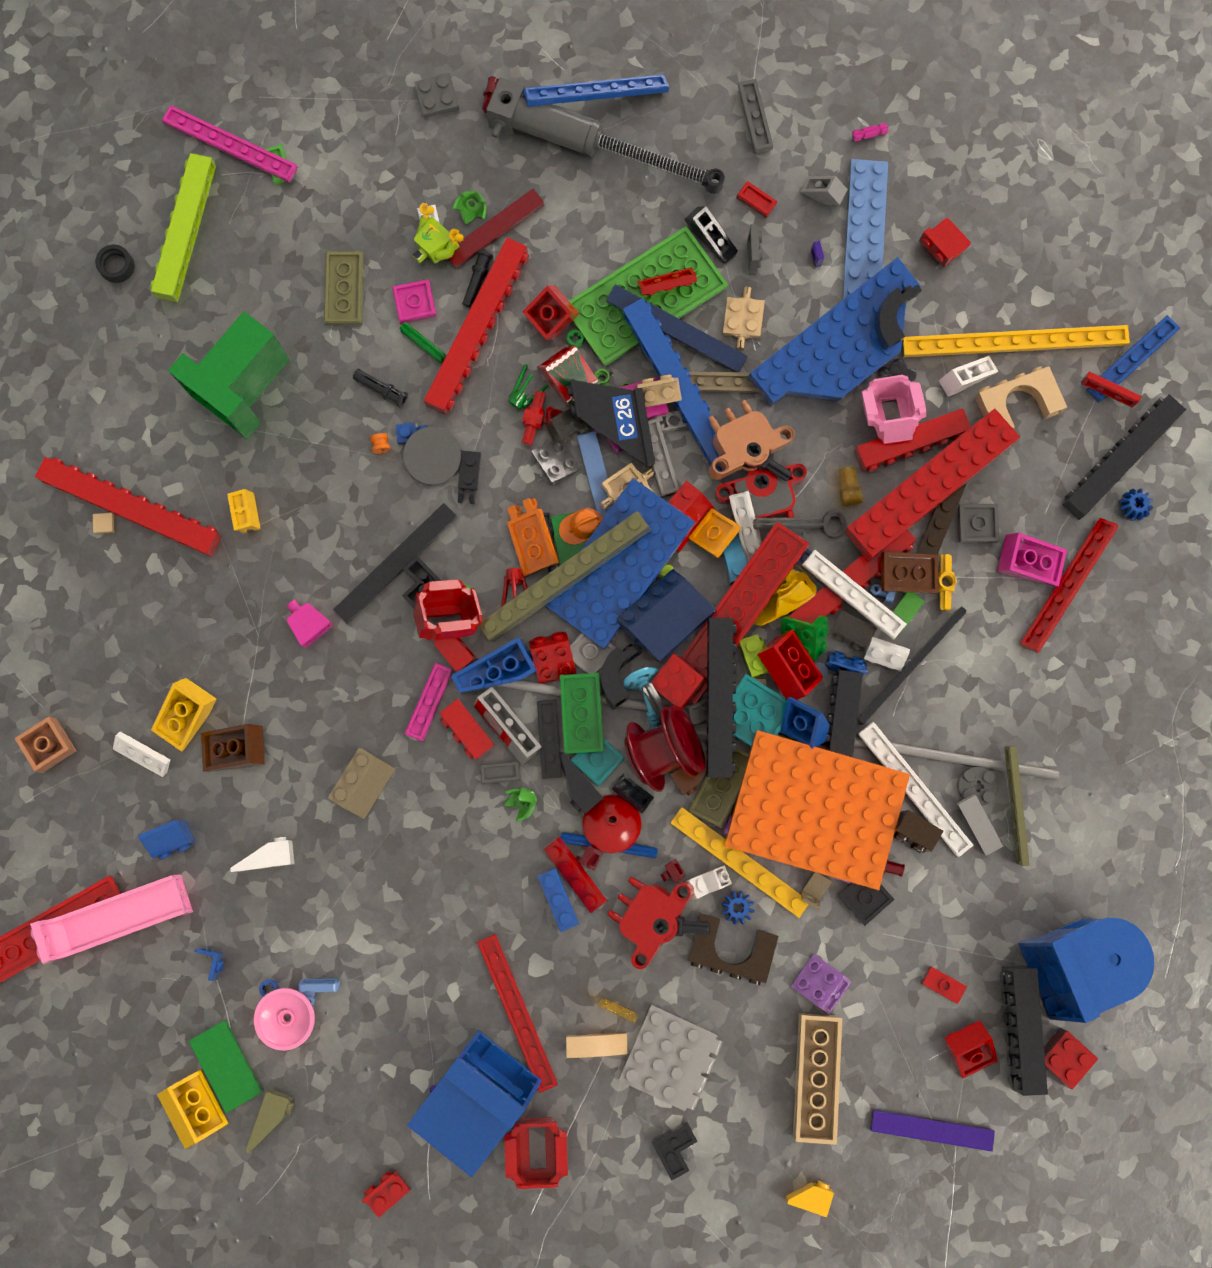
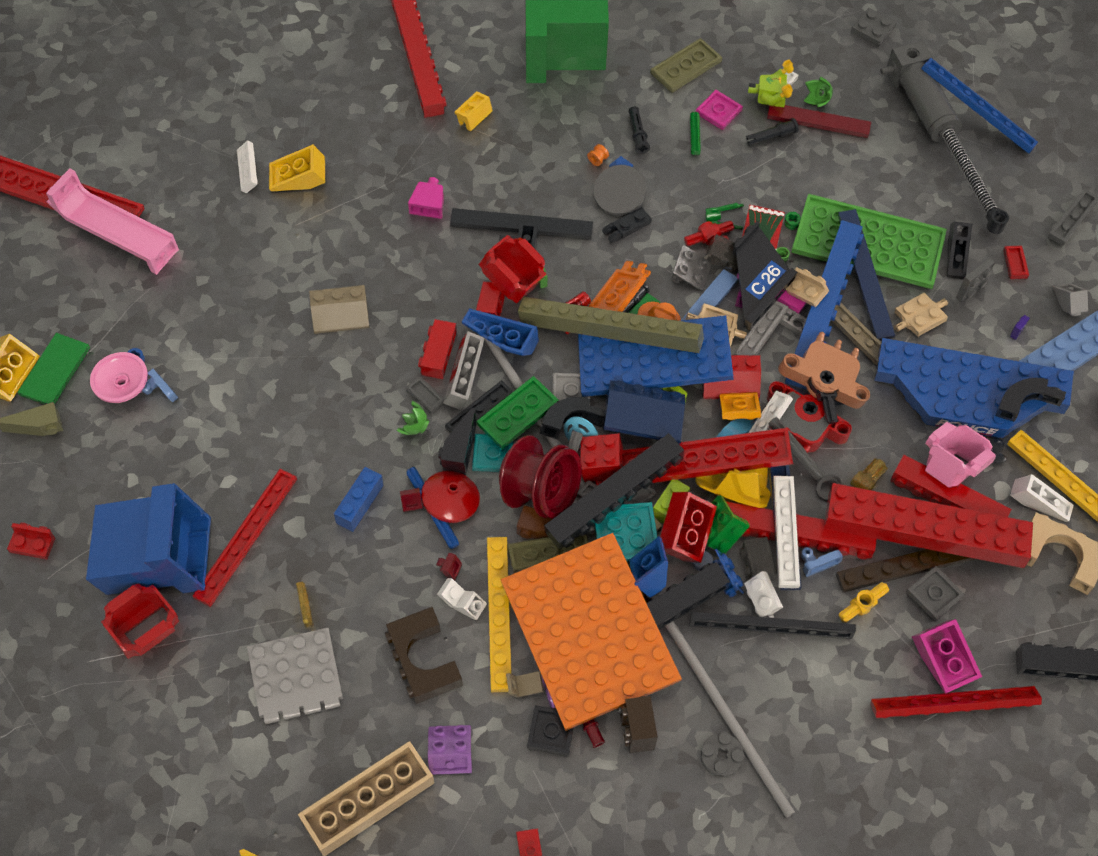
camera: 50 degrees right, 20 degrees down
(45, 744) = (207, 108): nougat brick -> none
(103, 523) = (391, 43): tan tile -> none
(167, 838) = (198, 217): blue slope -> none
(217, 964) = (126, 311): blue bracket -> none
(233, 748) = (298, 216): reddish brown slope -> none
(270, 855) = (236, 289): white slope -> none
(429, 702) = (442, 311): dark pink tile -> none
(476, 326) = (738, 154): red brick -> none
(550, 312) = (794, 187): red brick -> none
(552, 656) = (543, 365): red bracket -> none
(575, 874) = (388, 499): red plate -> none
(596, 1045) = (263, 608): tan slope -> none
(632, 793) = (487, 493): black plate -> none
(645, 913) = (400, 577): red piece -> none
(667, 281) = (892, 242): red plate -> none
(669, 1148) = (217, 726): black plate -> none
(745, 905) = (452, 633): blue gear -> none
(908, 607) = (814, 591): bright green tile -> none
(909, 573) = (843, 562): reddish brown plate -> none
(916, 790) = (674, 707): white tile -> none
(980, 824) = (691, 777): light grey tile -> none
(1016, 805) = (738, 788): olive tile -> none
(1129, 501) = (1070, 712): blue gear -> none

